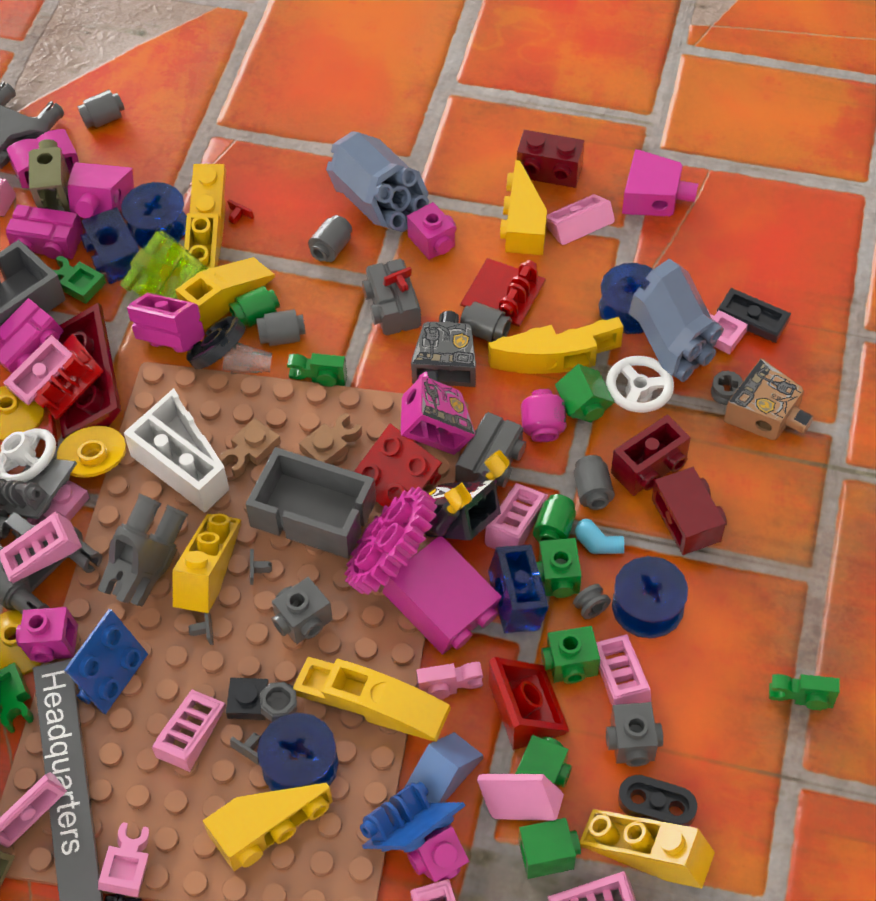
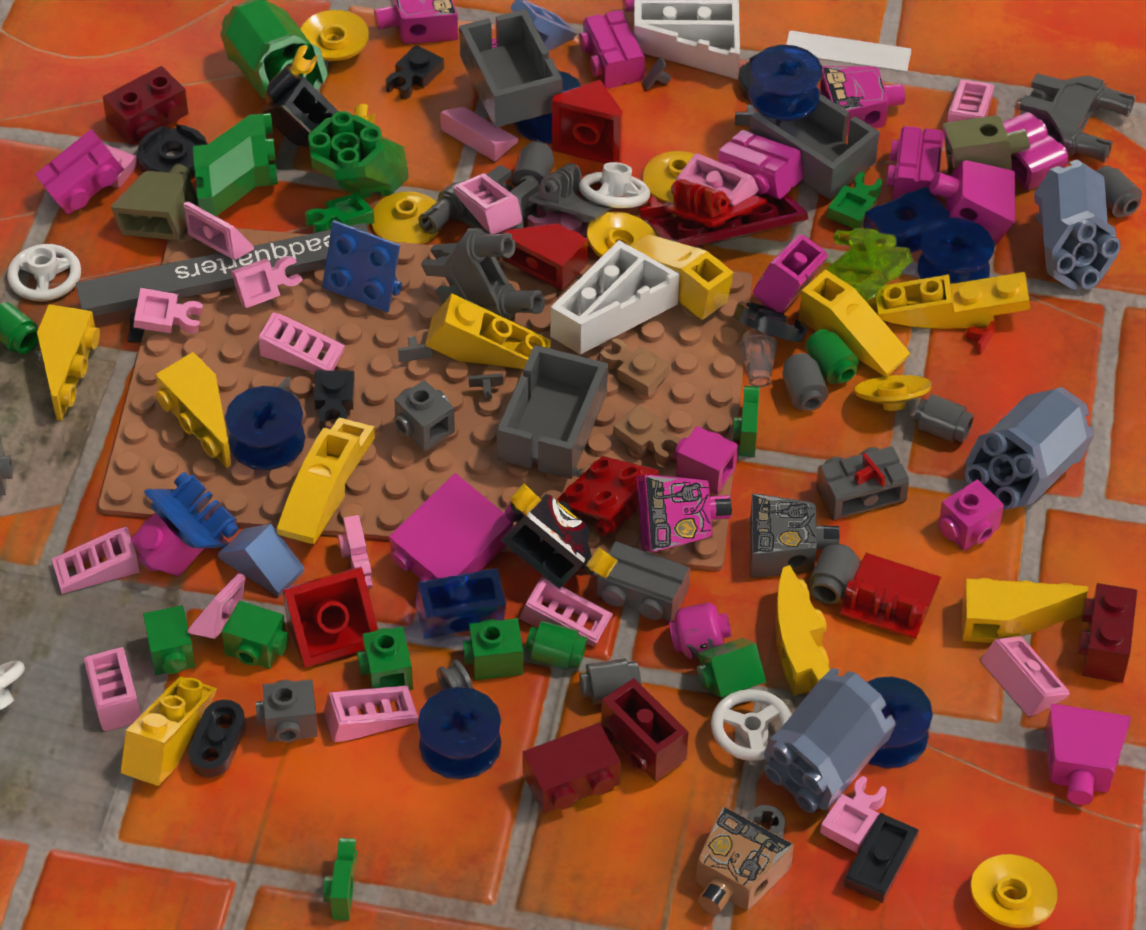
camera: 85 degrees right, 5 degrees down
(47, 634) = (399, 224): dark pink brick -> none
(99, 765) = (259, 280): none -> bright pink plate
(106, 504) = (549, 253): none -> red slope
(145, 129) = (1075, 225): none -> sand blue brick
(155, 382) = (702, 279): none -> yellow slope
(278, 700) = (319, 402): dark grey tile -> none
(296, 267) = (893, 390): none -> yellow dish
(369, 395) = (706, 457): none -> dark pink brick
(390, 540) = (482, 463): dark pink gear -> none
(595, 541) = (542, 679): medium azure arm -> none
(781, 237) = (1016, 878): none -> yellow dish

